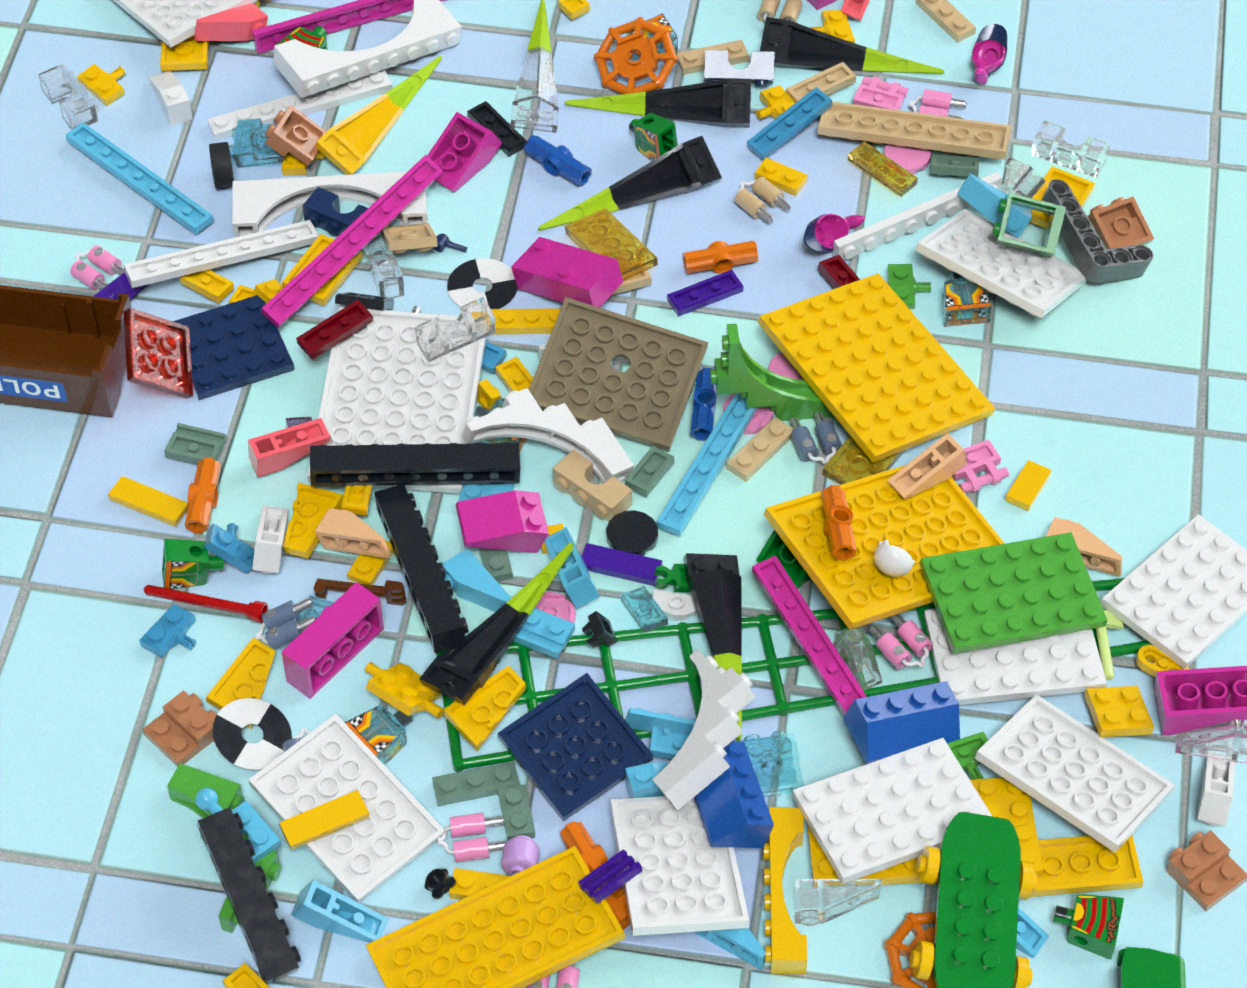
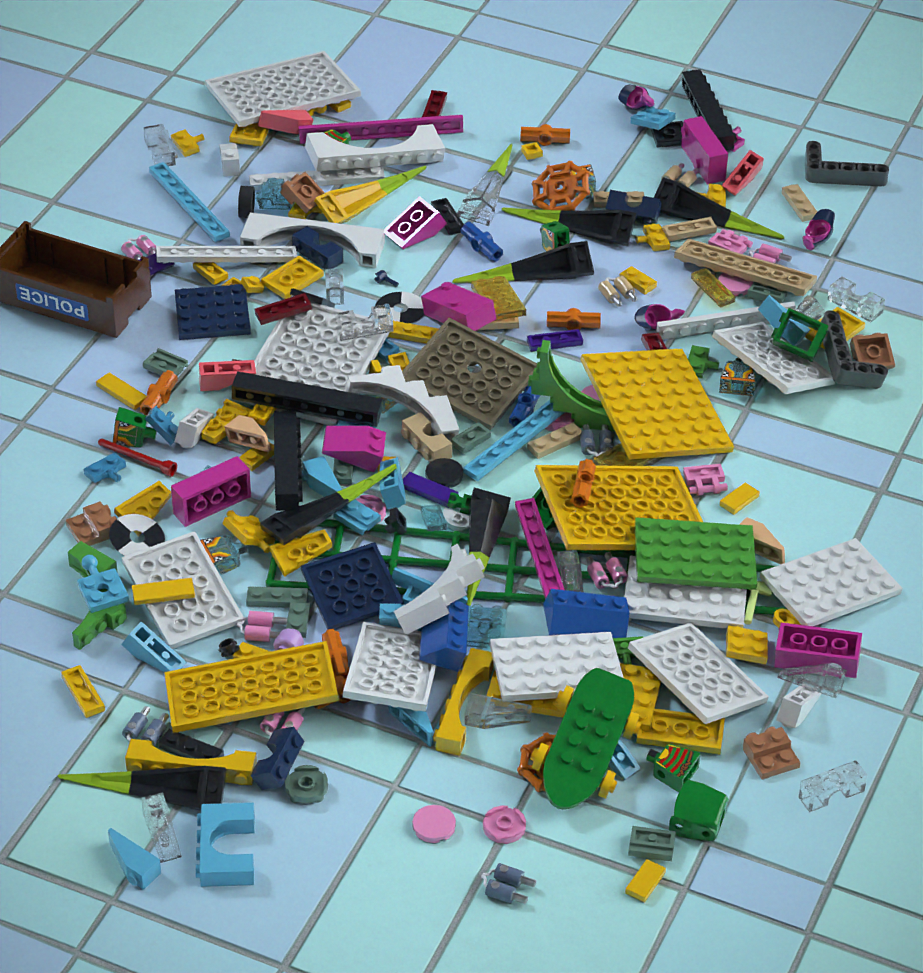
camera: 15 degrees right, 10 degrees down
(158, 353) = (158, 301): clear red plate -> none
(248, 896) = (94, 623): black brick -> none
(283, 623) = (182, 472): sand blue piece -> none
(351, 241) = (316, 260): dark pink plate -> none
(392, 590) = (263, 471): reddish brown hinge -> none
(406, 237) = (350, 267): tan plate -> none
(607, 874) = (341, 660): dark purple tile -> none
(789, 123) = (656, 247): dark azure plate -> none
(892, 559) = (613, 512): white hair -> none
(929, 468) = (667, 469): light nougat slope -> none

